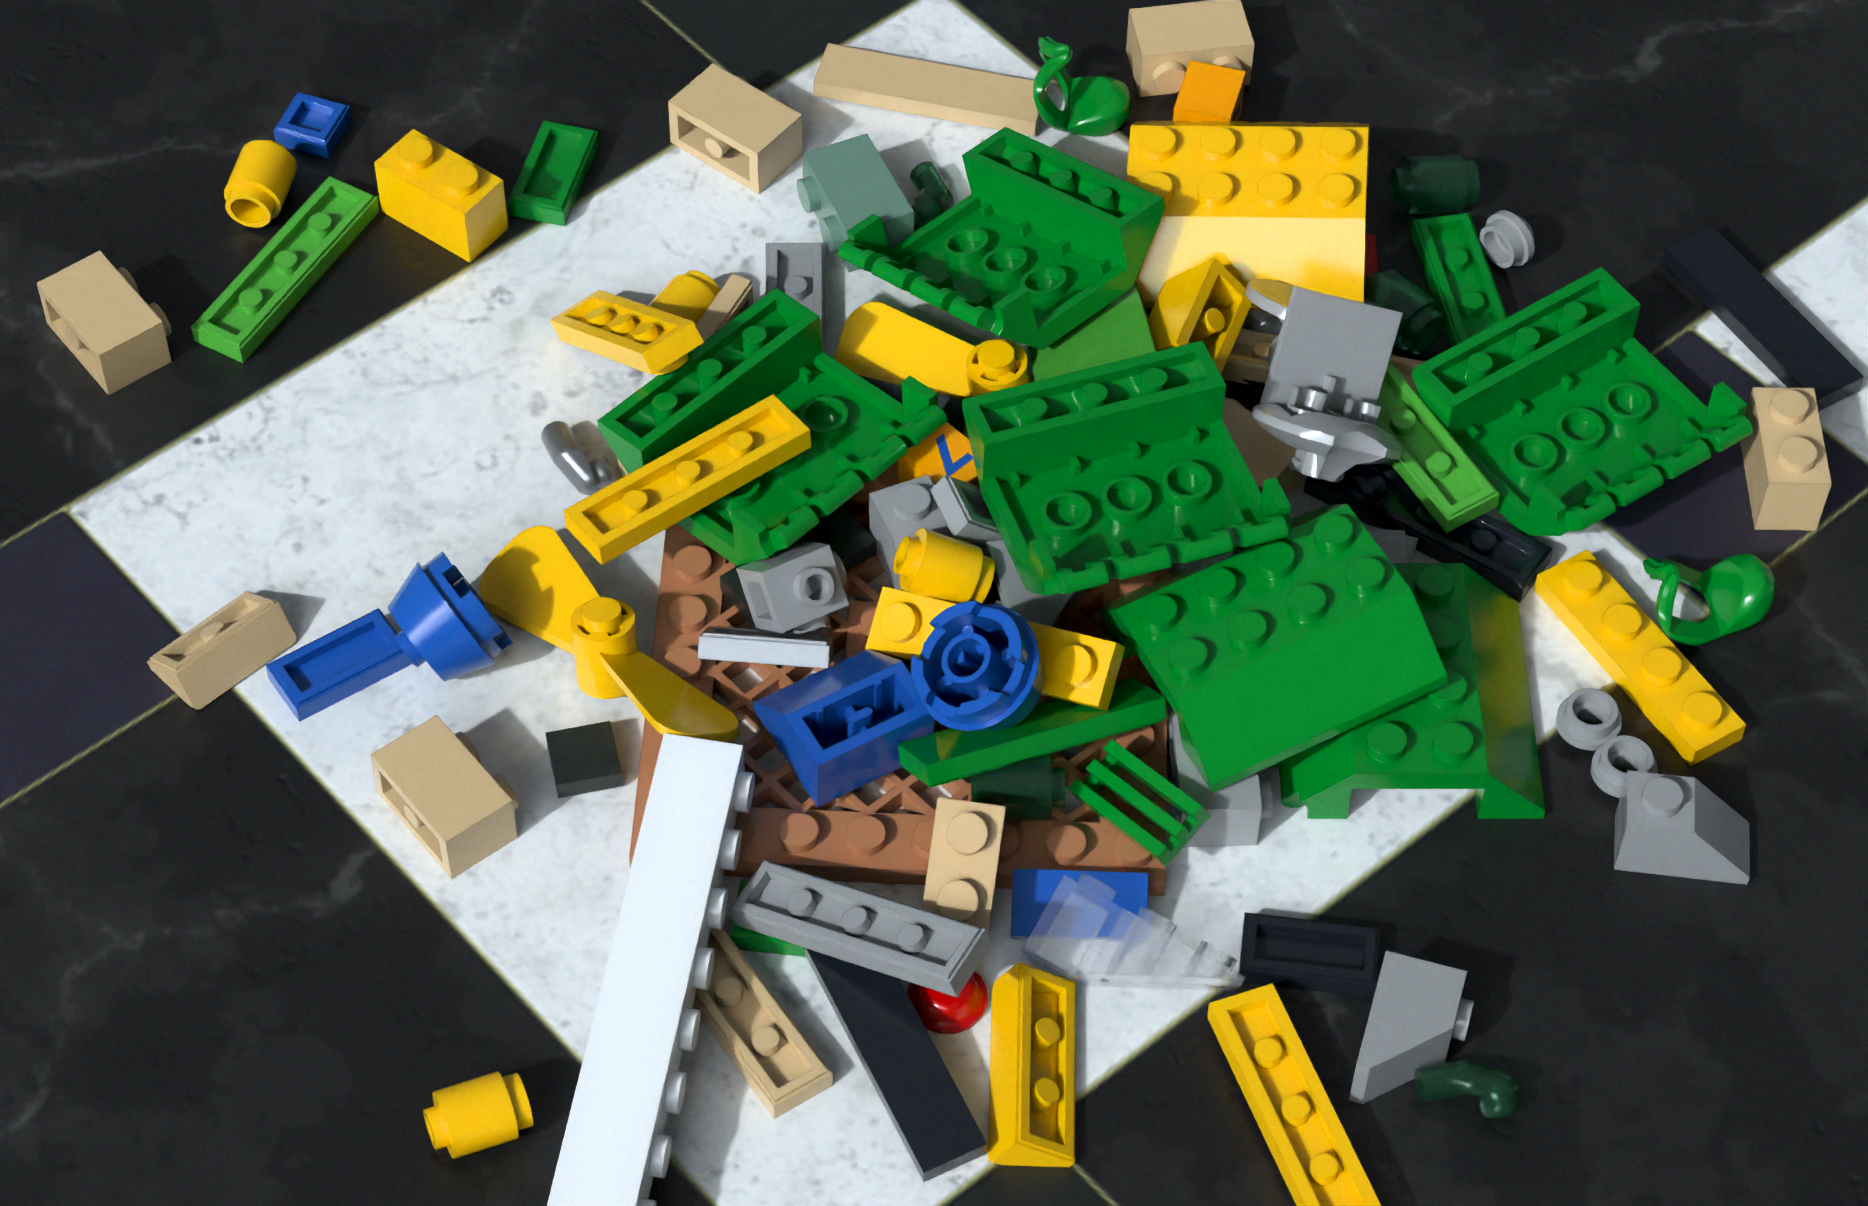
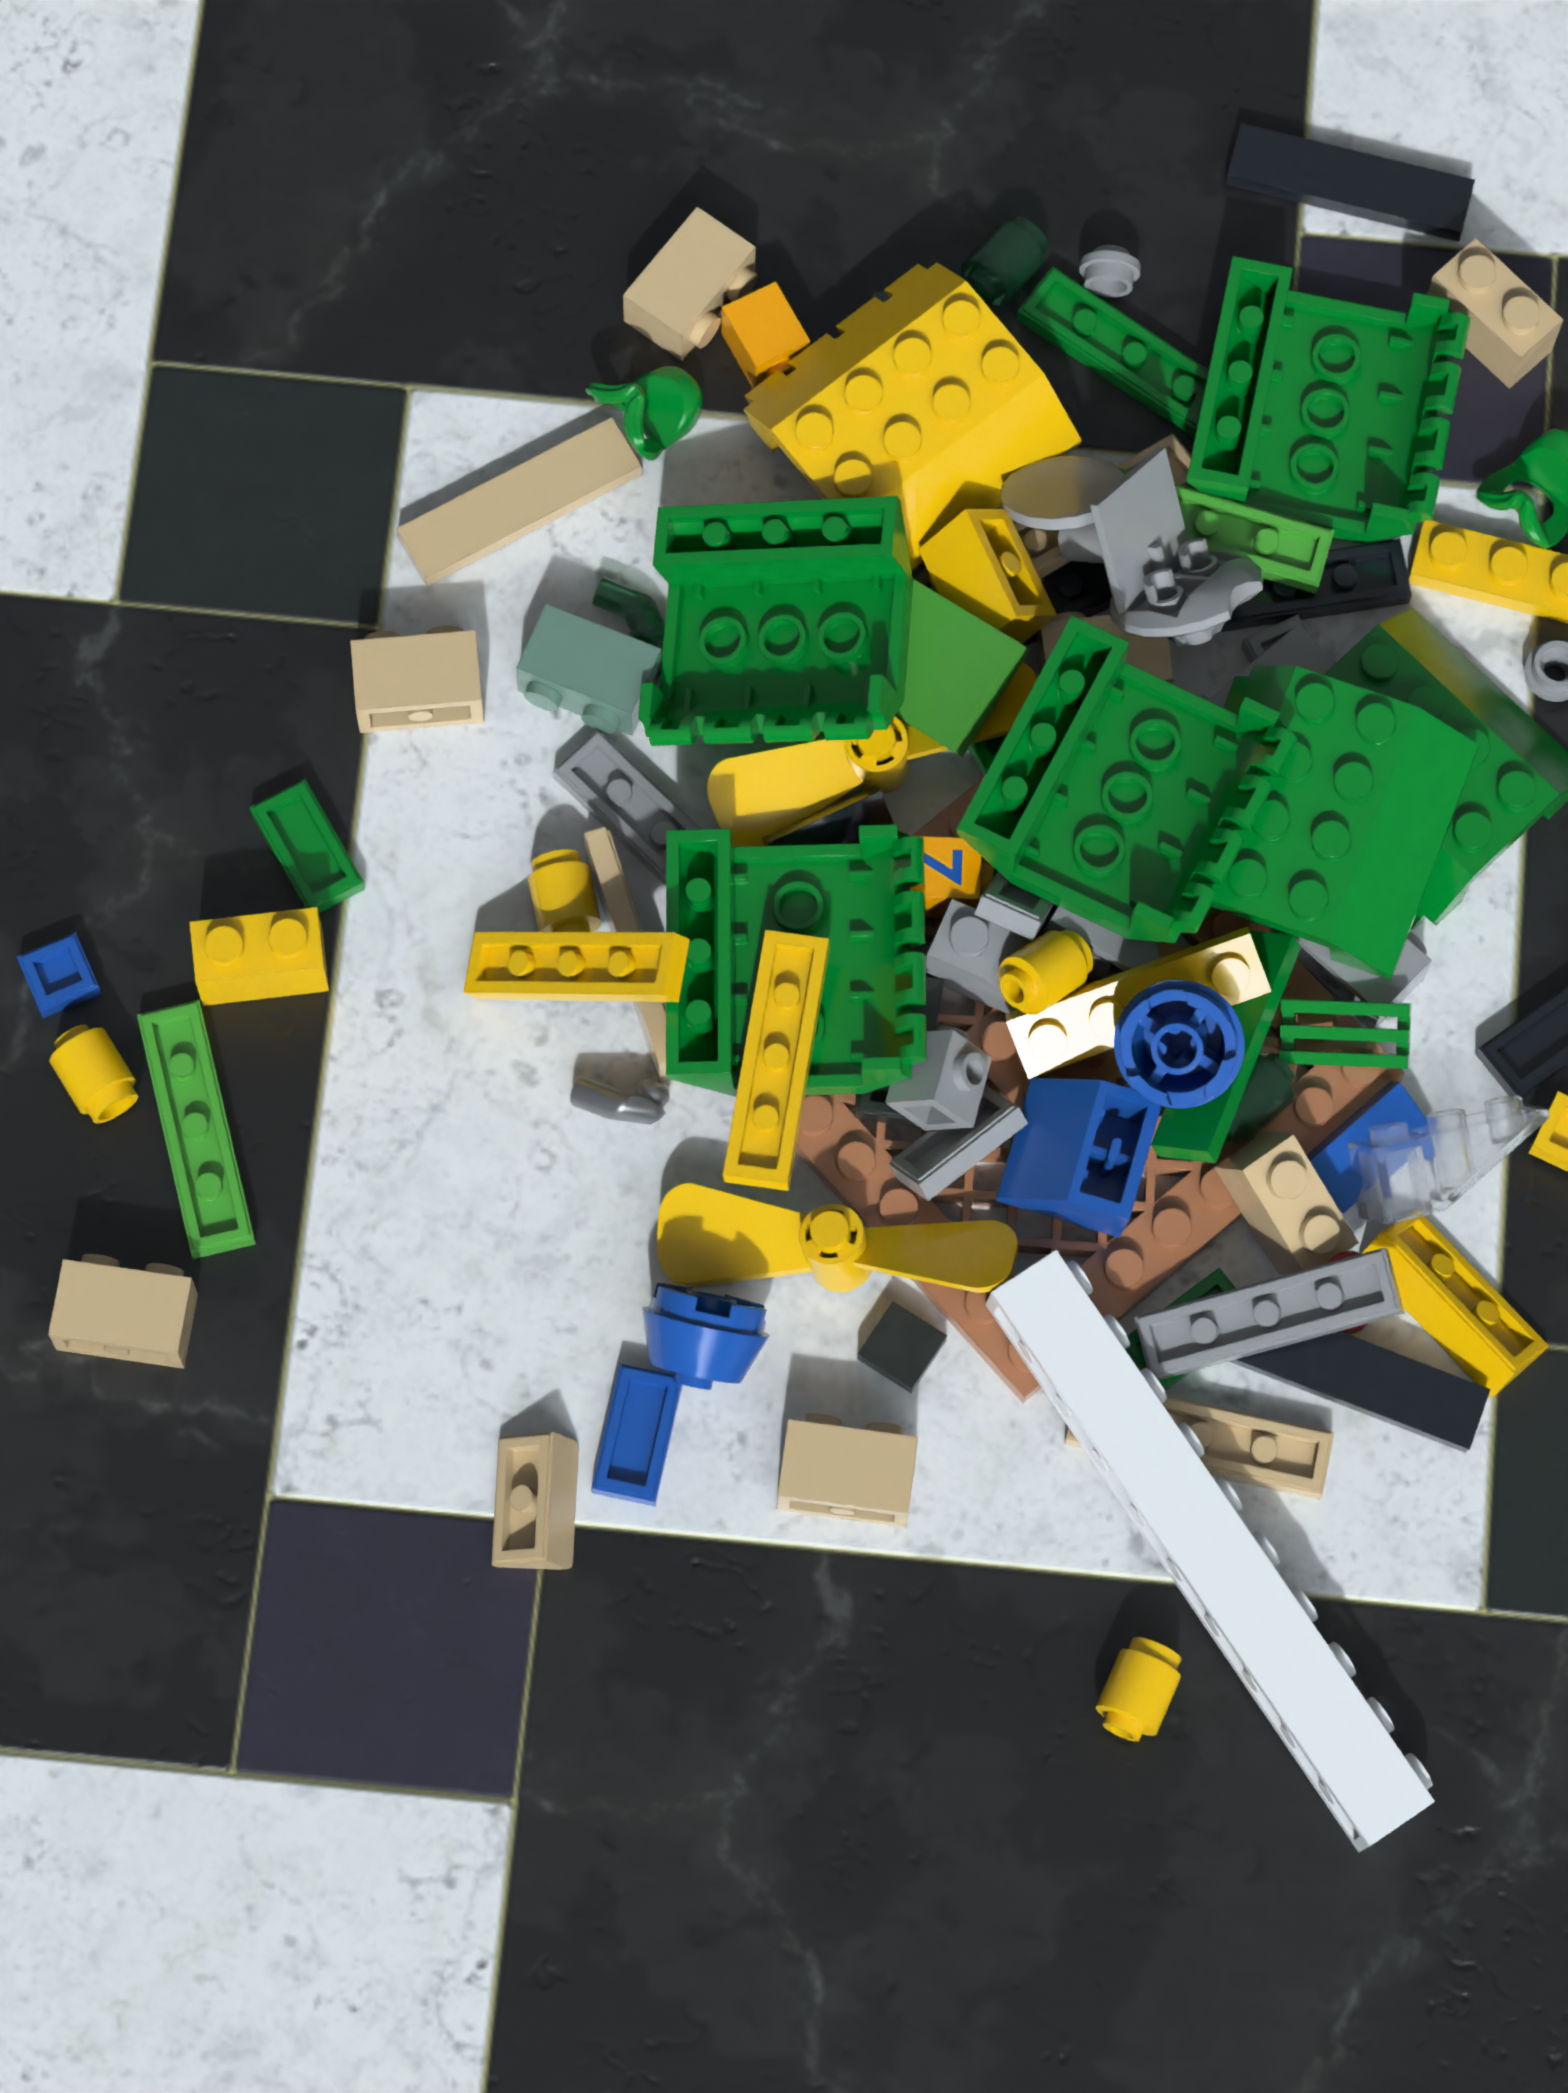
camera: 45 degrees left, 20 degrees up
(1421, 315) = (1101, 411): clear green brick -> none

